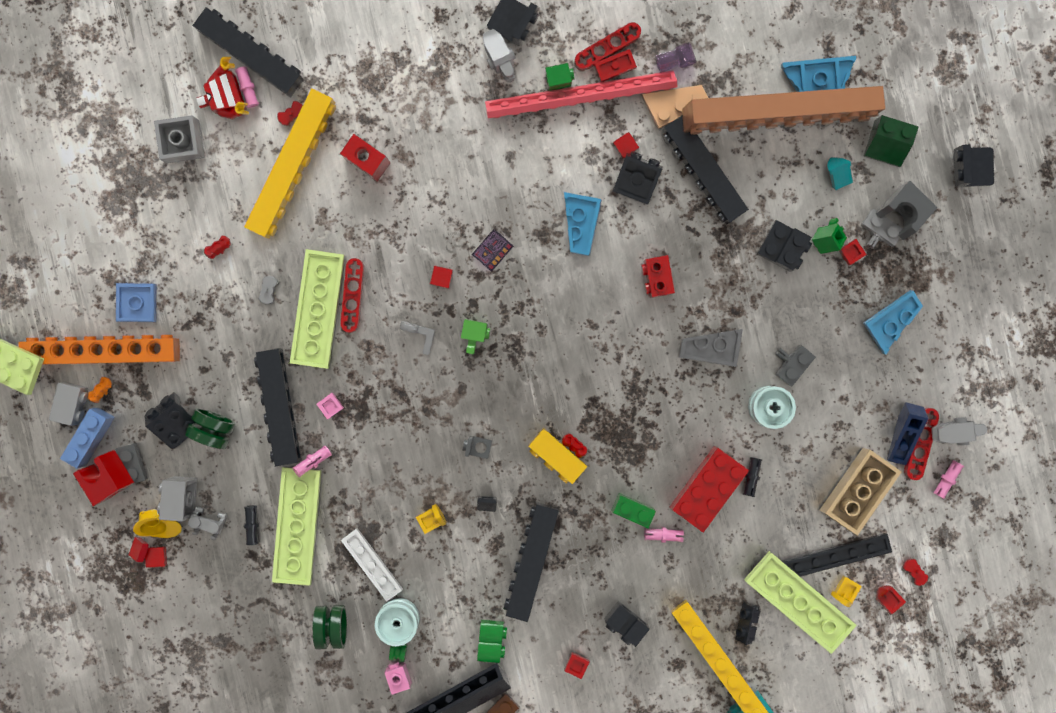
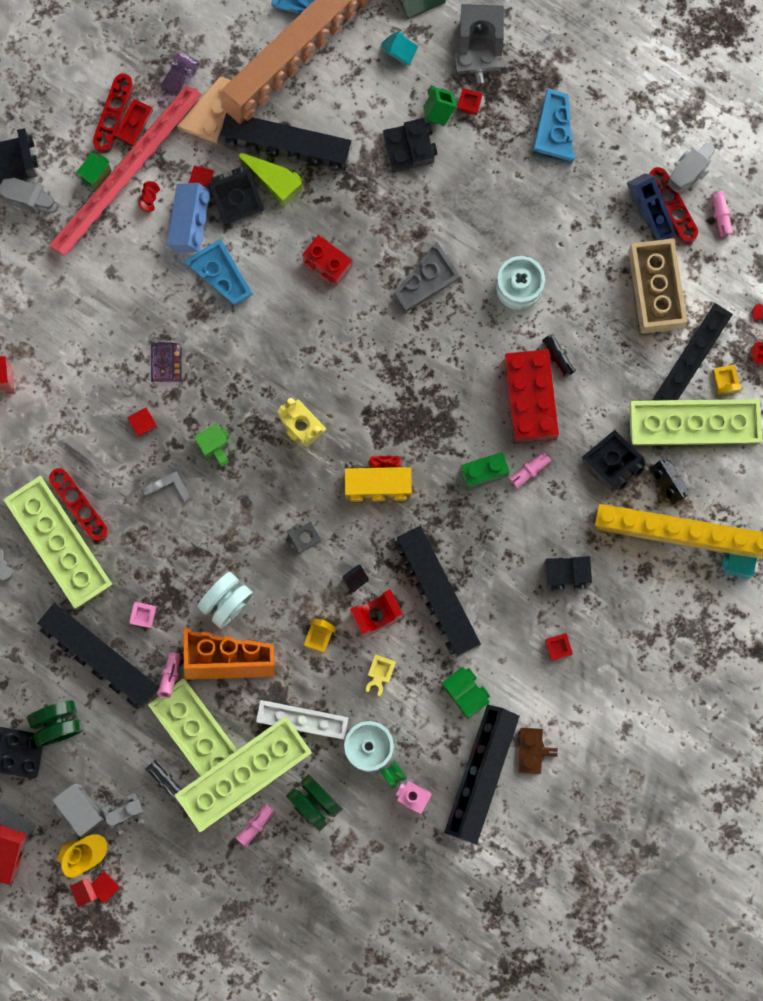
camera: 45 degrees left, 10 degrees down
(283, 603) = (255, 825): none -> bright pink pin
(301, 568) = (243, 774): none -> yellowish green plate
(357, 482) = (225, 657): none -> orange wedge
(389, 449) = (225, 600): none -> light aqua wheel
(449, 579) = (380, 671): none -> light yellow plate
(486, 550) = (386, 605): none -> red piece
(545, 385) = (296, 412): none -> light yellow piece
(579, 126) = (148, 196): none -> red piece
(592, 165) = (188, 217): none -> medium blue brick
(674, 190) = (274, 178): none -> lime slope
(723, 580) = (614, 461): none -> black plate
(794, 364) = (507, 233): dark grey plate -> none

